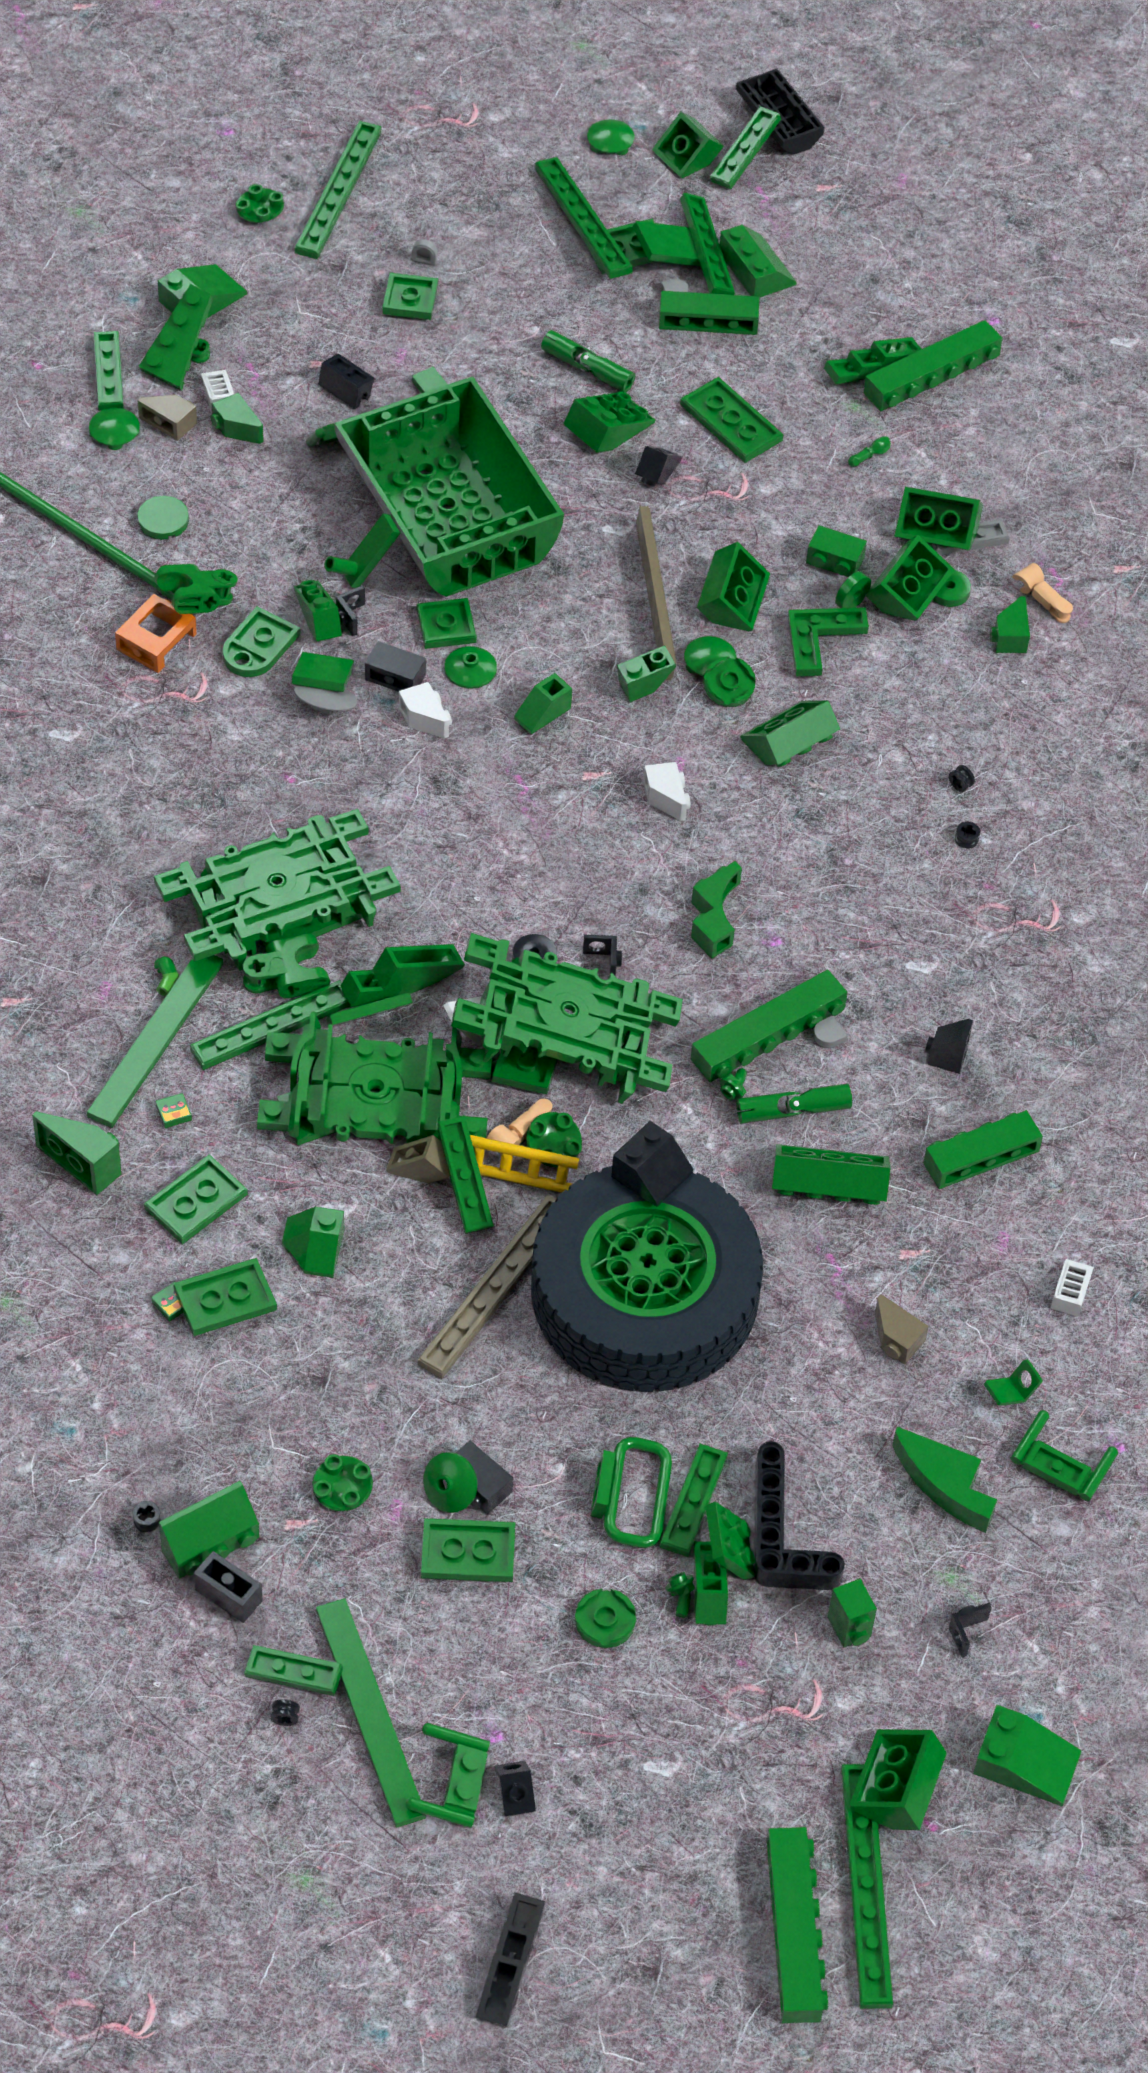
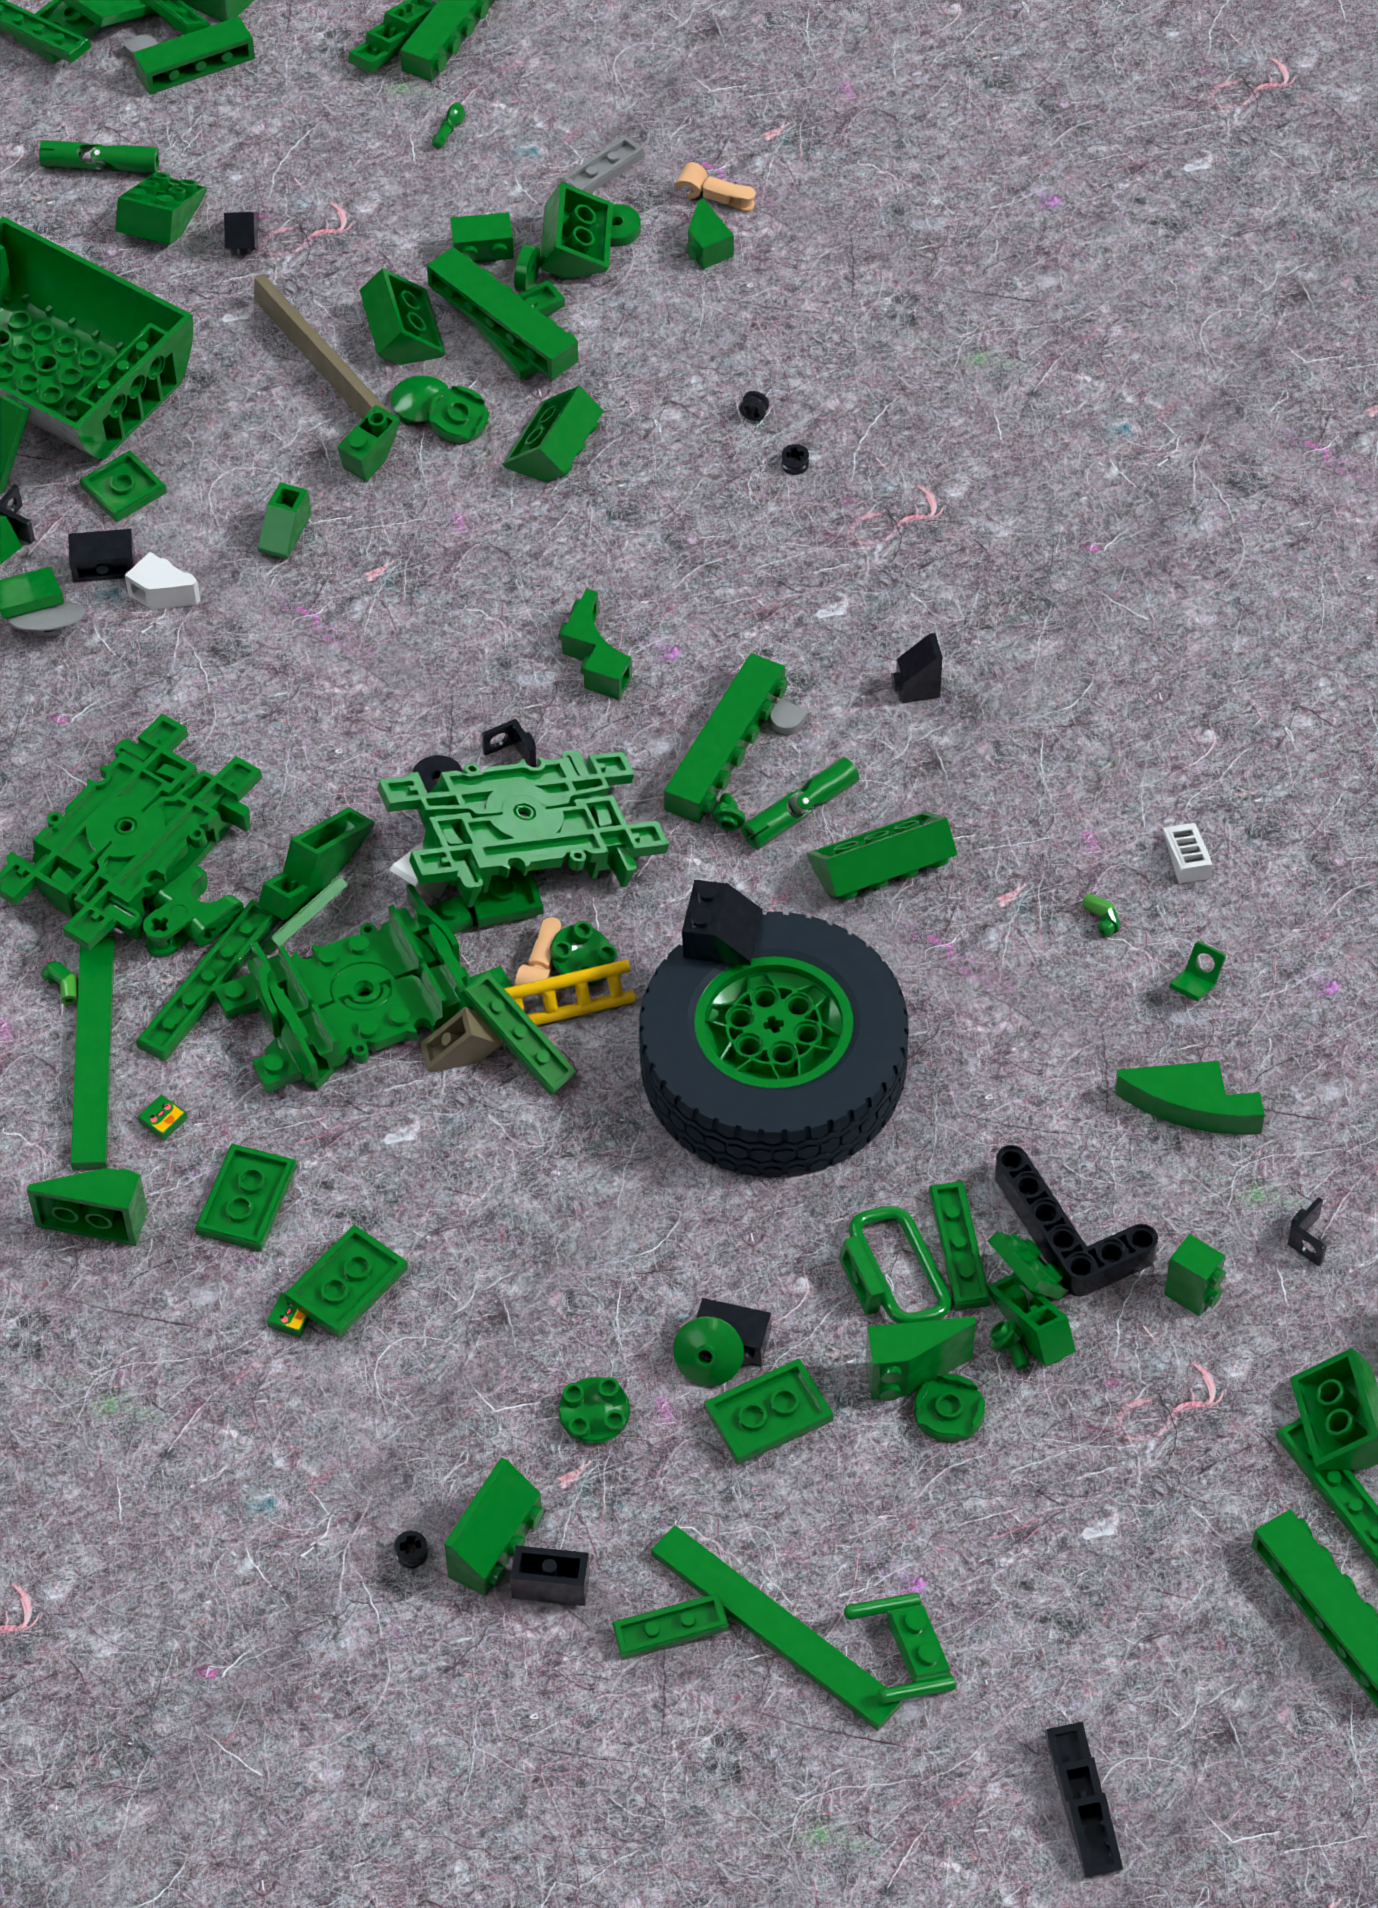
camera: 25 degrees left, 0 degrees up
(285, 1712) = (691, 1673): black bush -> none
(315, 1239) = (401, 1176): green slope -> none
(470, 667) = (177, 520): green dish -> none
(484, 1298) = (616, 1137): dark tan tile -> none
(516, 1788) = (976, 1623): black bracket -> none
(596, 1562) = (913, 1352): none -> green slope
(665, 789) = (466, 551): white slope -> none
(731, 419) = (285, 153): green tile -> none
(810, 618) = (503, 313): none -> green brick
(898, 1330) = (1049, 975): dark tan slope -> none
(939, 518) = (569, 156): green slope -> none
(975, 1299) = (1109, 919): none -> arm
(982, 1149) = (1014, 759): green brick -> none
(1057, 1466) = (1289, 1032): green plate -> none

